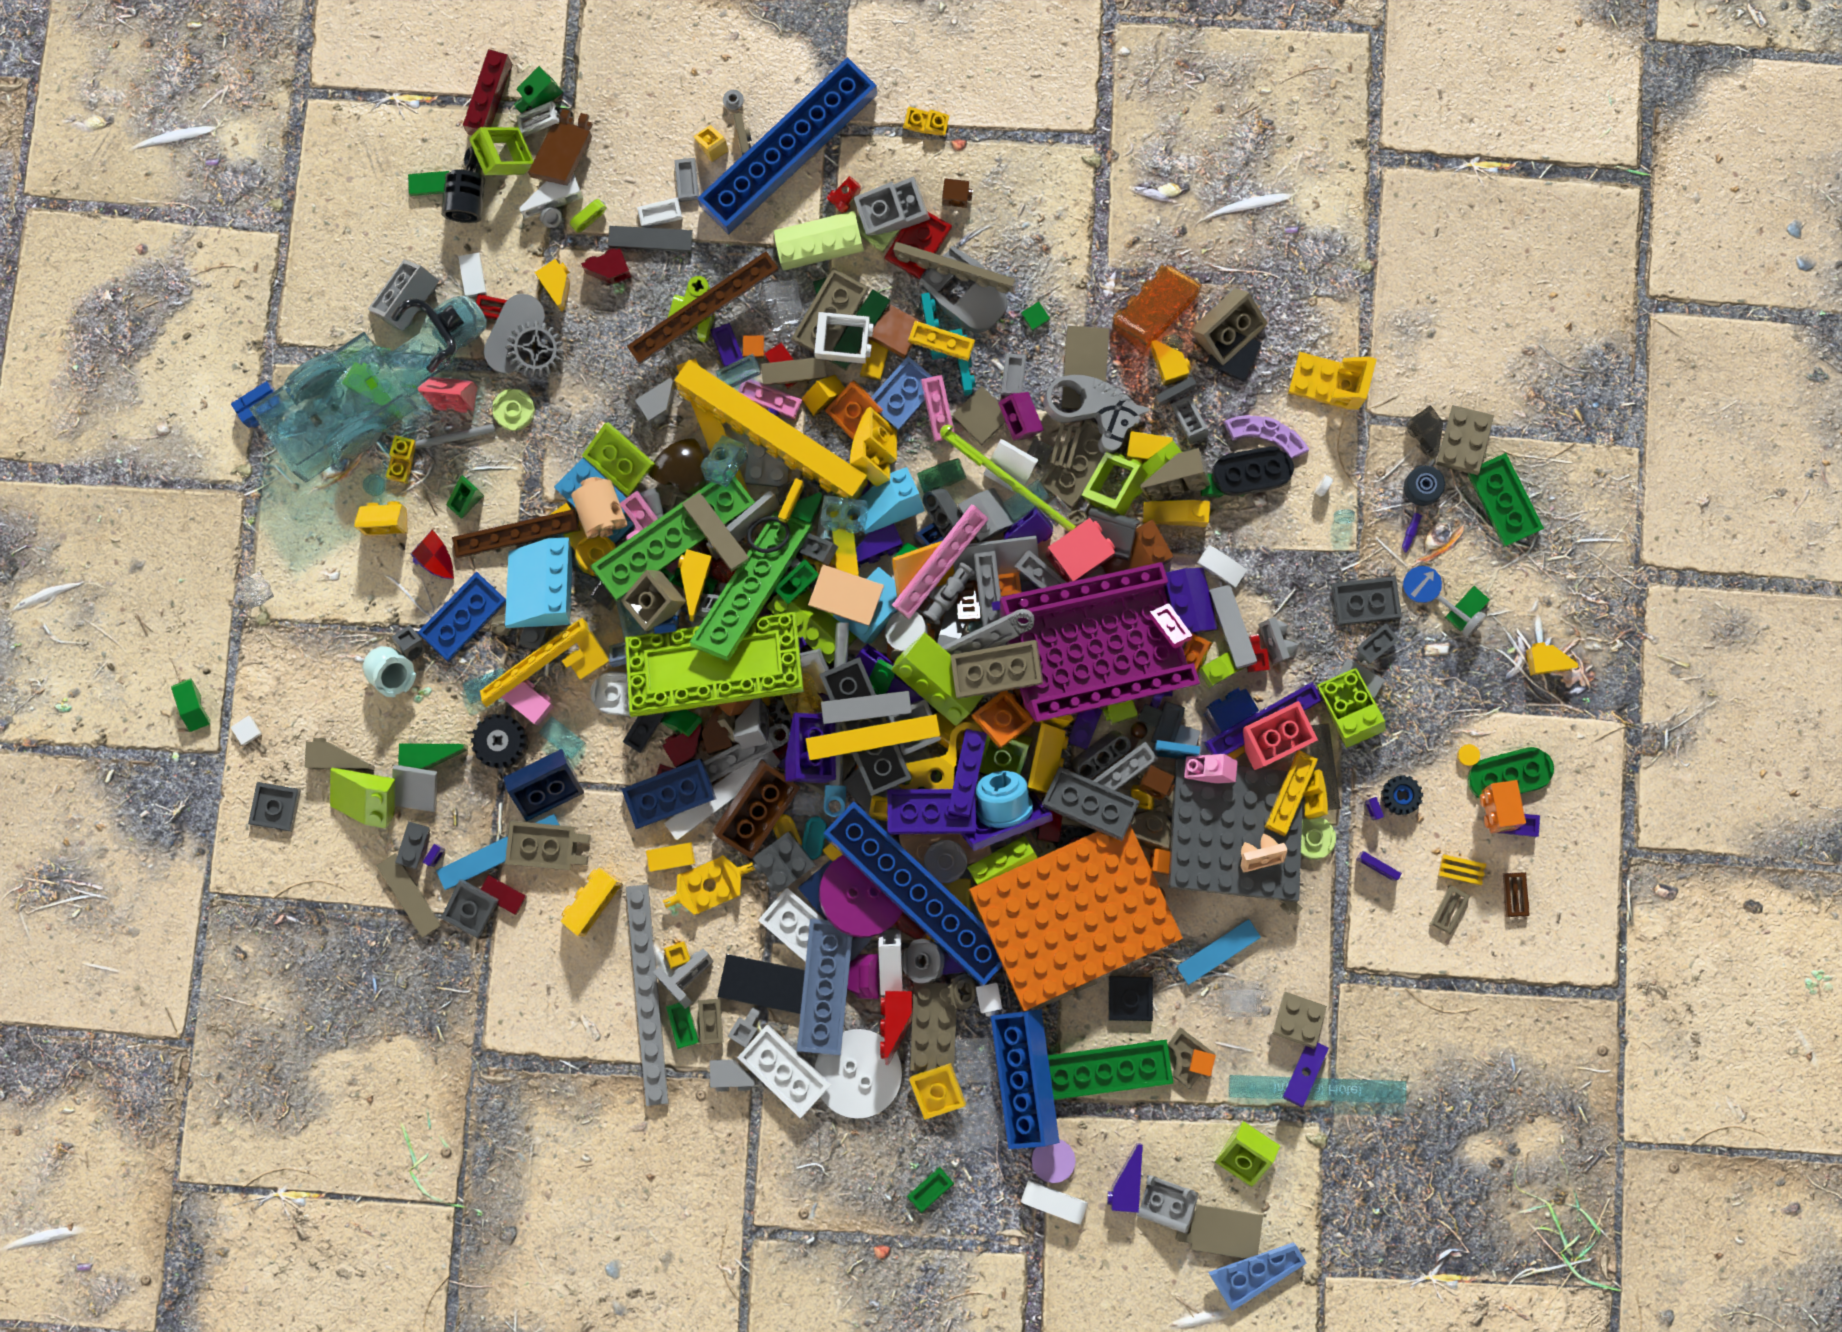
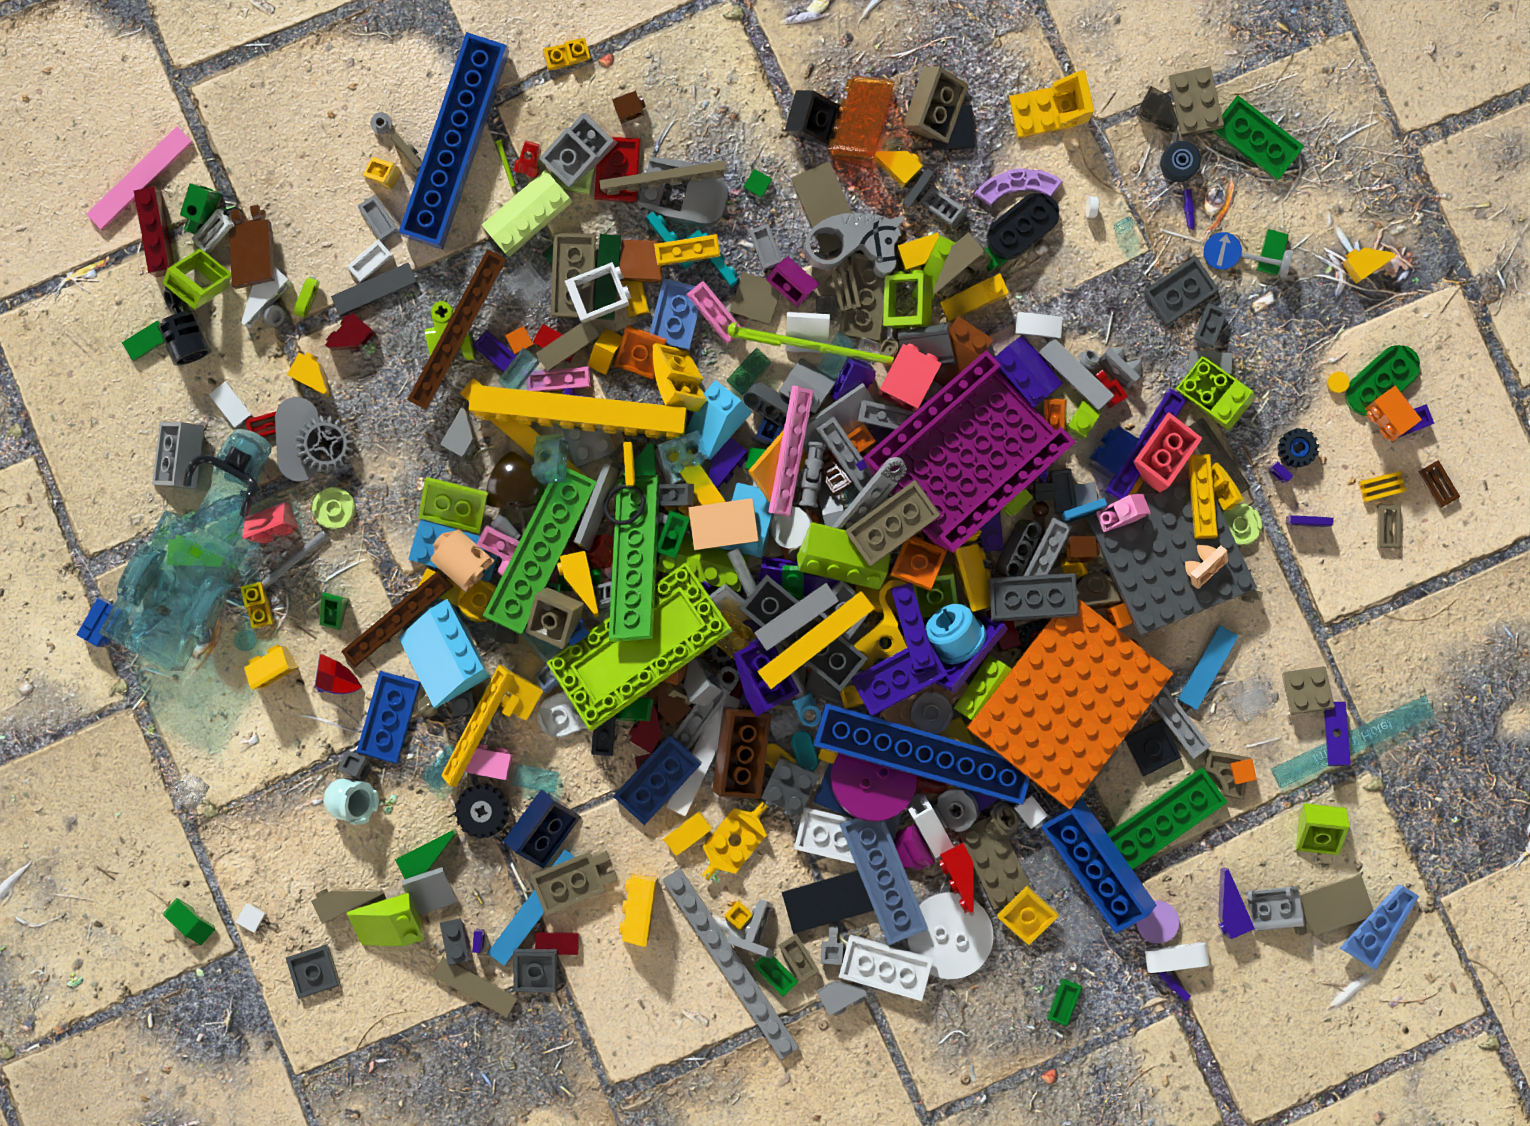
camera: 25 degrees left, 5 degrees up
(502, 41) = (139, 177): none -> bright pink tile
(715, 531) = (577, 527): dark tan tile -> none
(823, 188) = (505, 163): none -> lime piece
(1039, 1227) = (1175, 986): none -> dark purple piece
(1113, 282) = (812, 117): none -> black slope
(1166, 987) = (1179, 723): none -> light grey plate
(1171, 625) = (1023, 403): plate -> none
(1251, 619) = (1089, 359): none -> light grey plate

